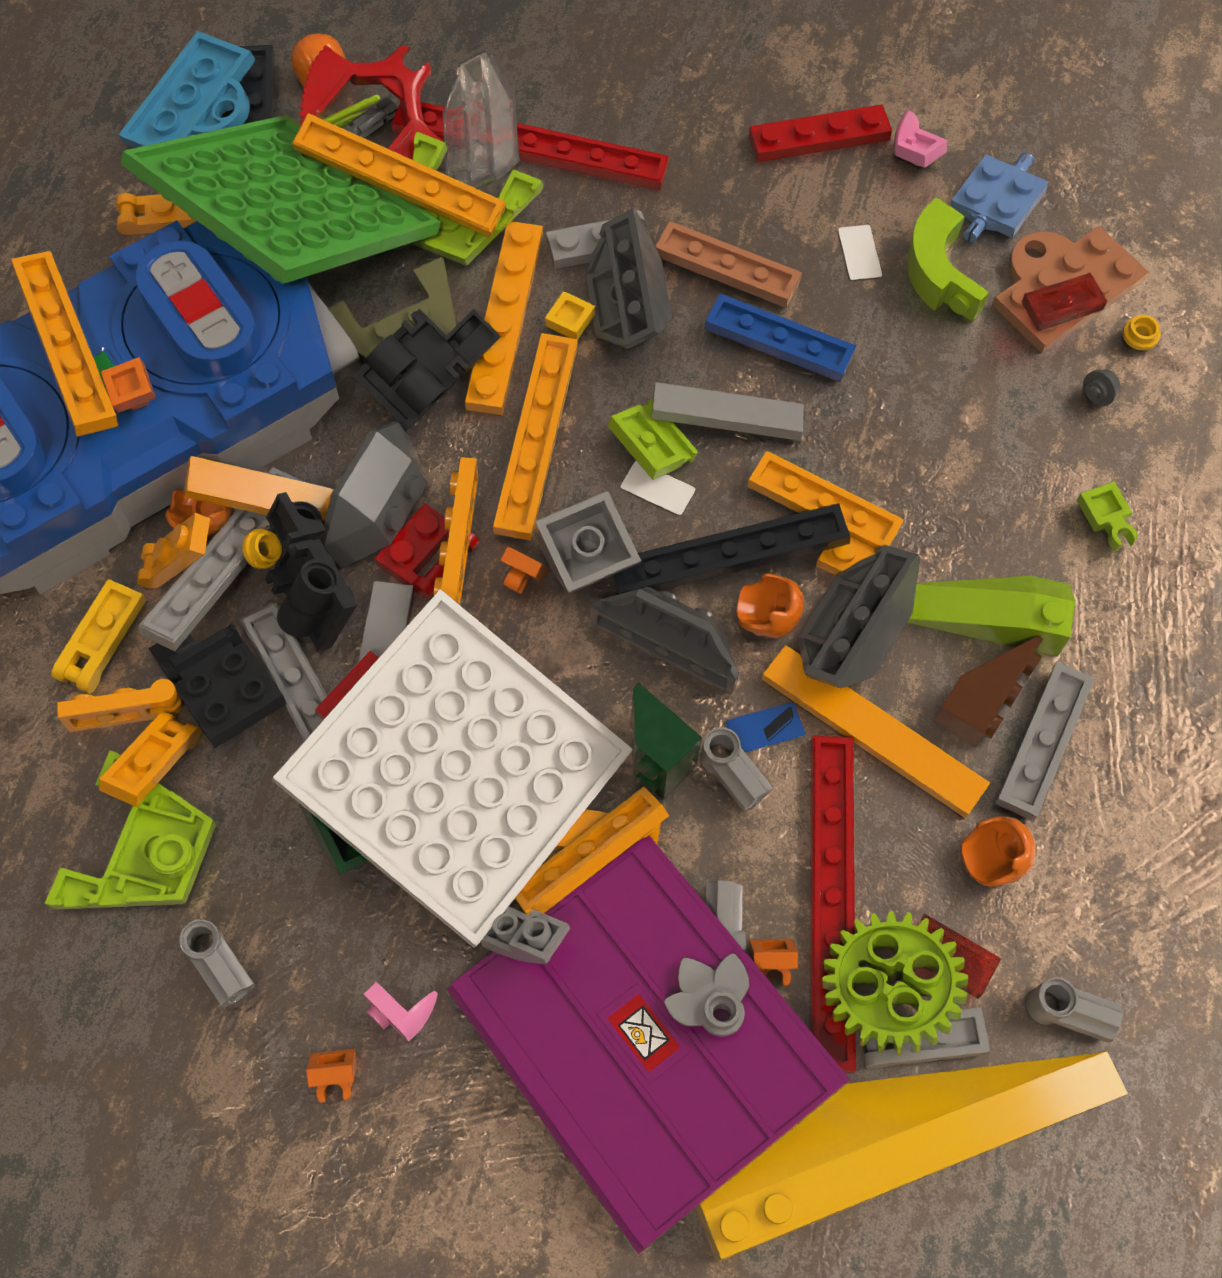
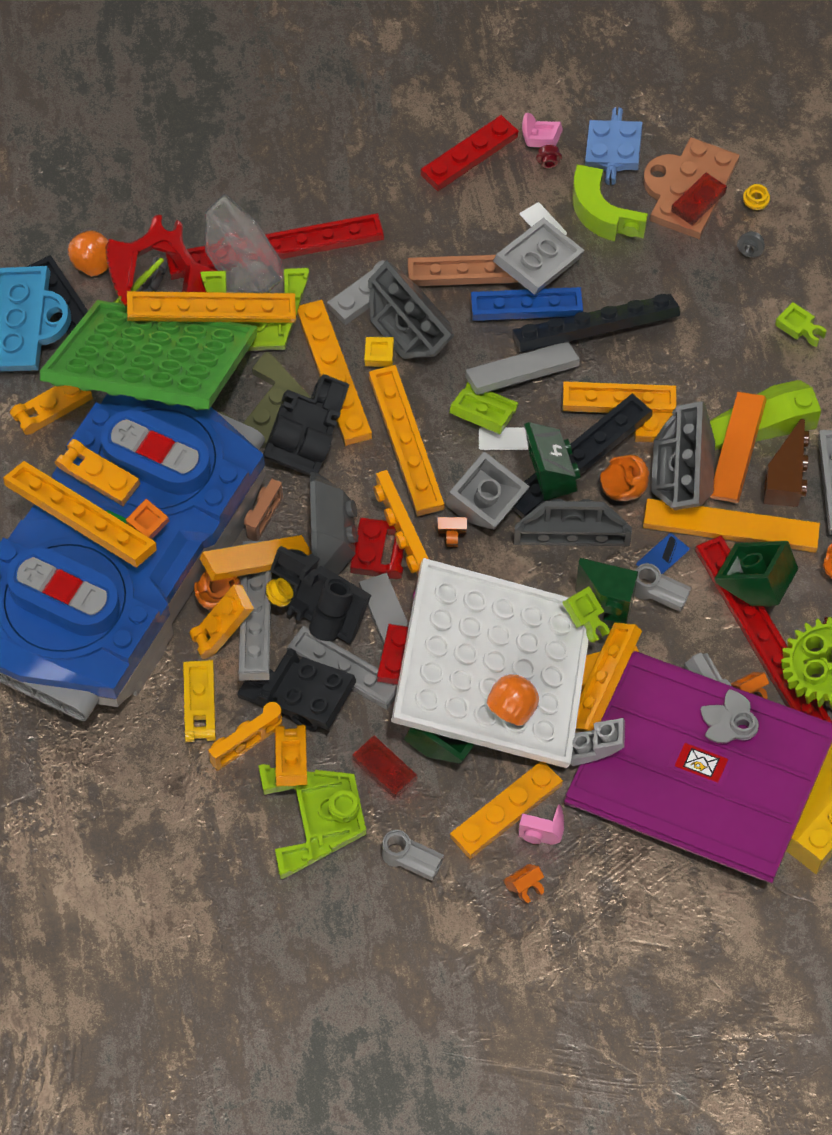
camera: 25 degrees left, 5 degrees down
(117, 303) = (98, 473): none -> light orange plate
(257, 829) = (384, 767): none -> clear red plate
(318, 441) = (267, 503): none -> nougat plate
(371, 961) = (506, 809): none -> light orange plate
(440, 828) = (513, 699): none -> orange hair
(611, 751) = (584, 610): none -> lime plate
(682, 540) = (551, 460): none -> dark green slope
(825, 285) = (538, 256): none -> light grey plate
(852, 397) = (596, 322): none -> black plate
(869, 811) = (758, 572): none -> dark green slope
(911, 176) = (549, 156): none -> dark red plate
(937, 633) = (738, 447): none -> orange tile

